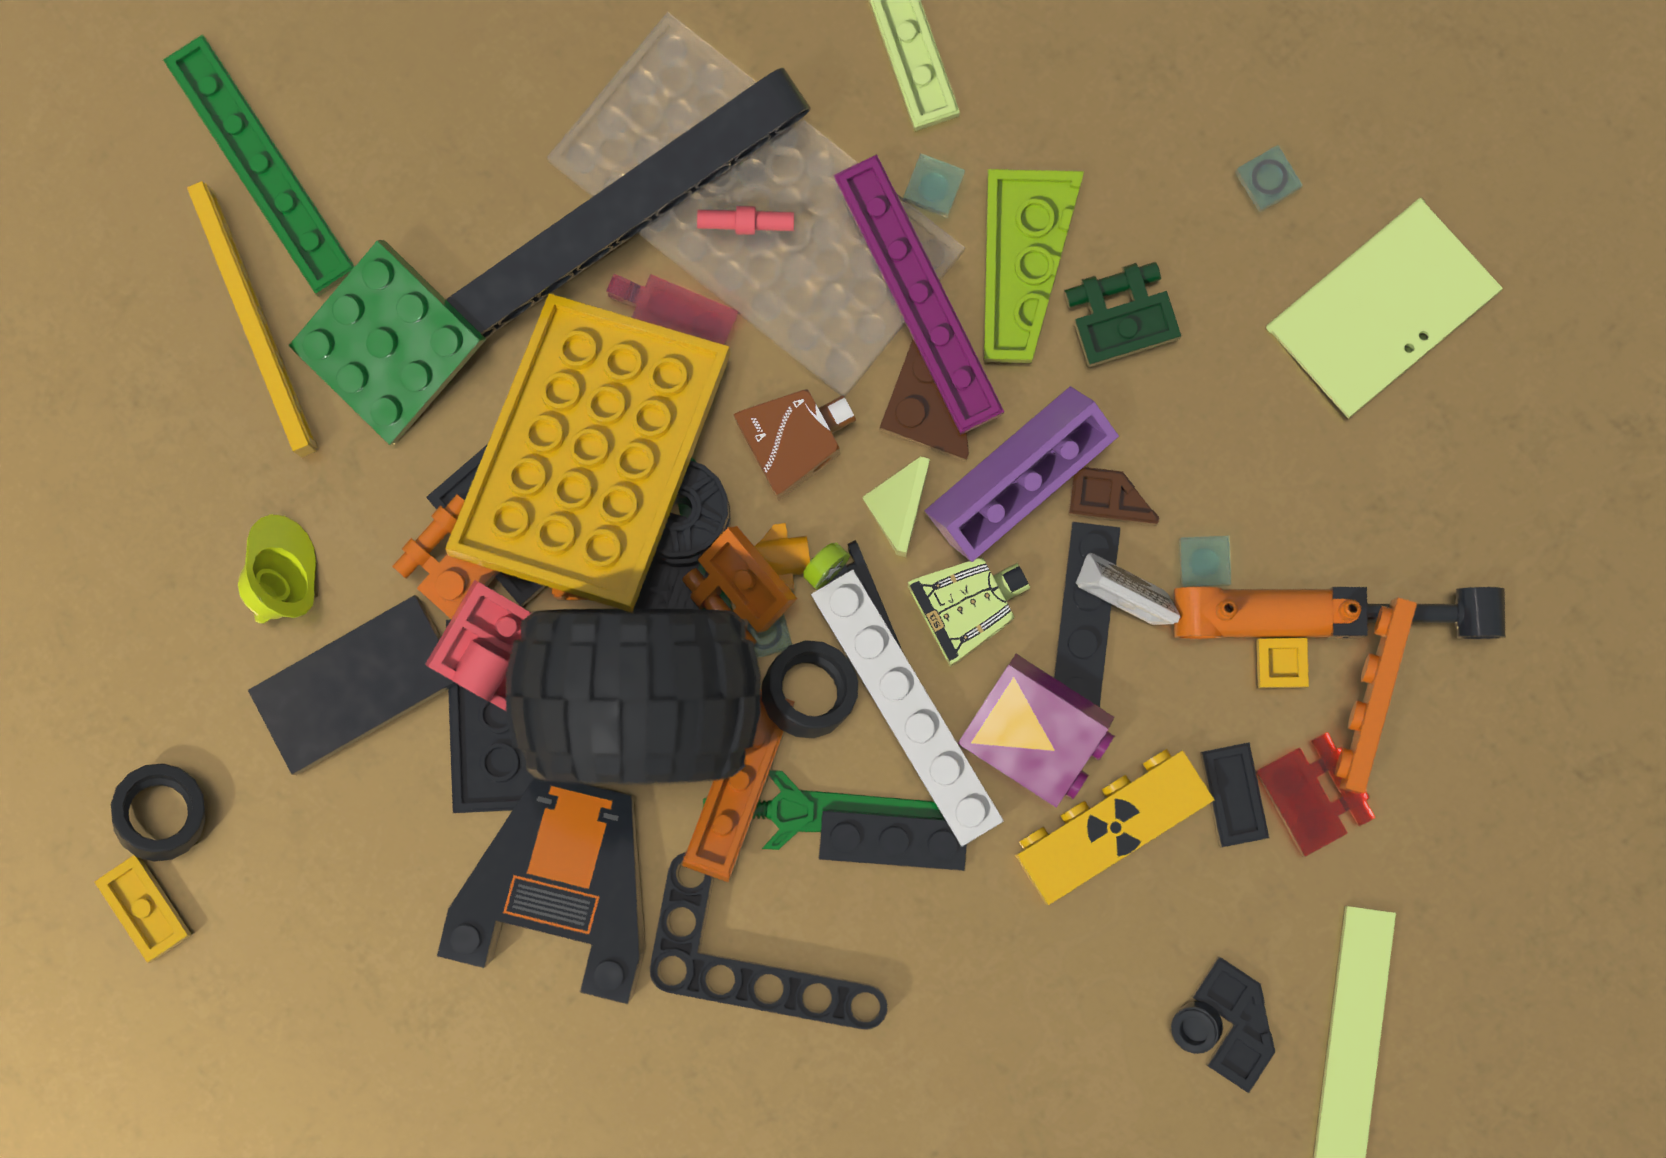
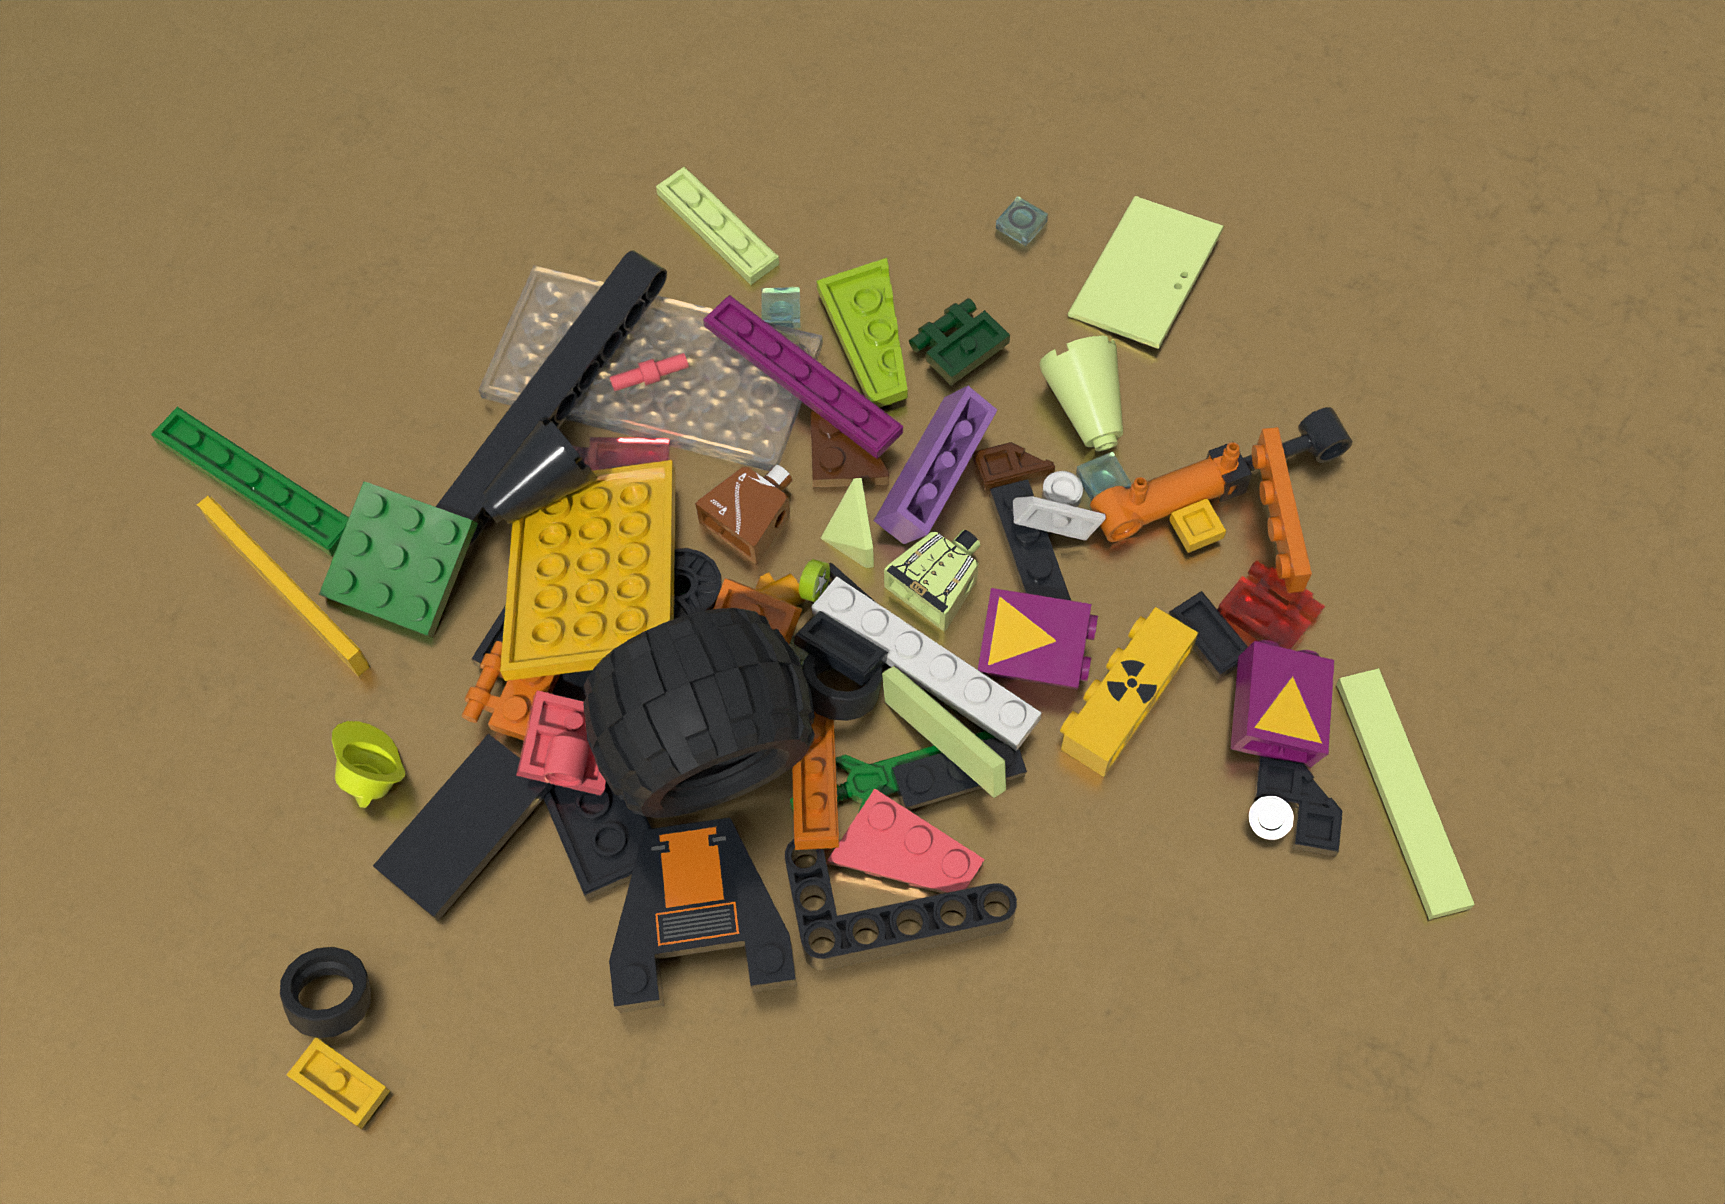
camera: 30 degrees left, 20 degrees down
(571, 314) = (536, 474): none -> black cone
(801, 902) = (904, 848): none -> coral wing
(821, 658) = (841, 648): none -> black tile
(891, 799) = (945, 731): none -> yellowish green tile
(1153, 554) = (1063, 488): none -> white tile
(1236, 451) = (1088, 389): none -> yellowish green cone
(1269, 912) = (1283, 703): none -> magenta brick

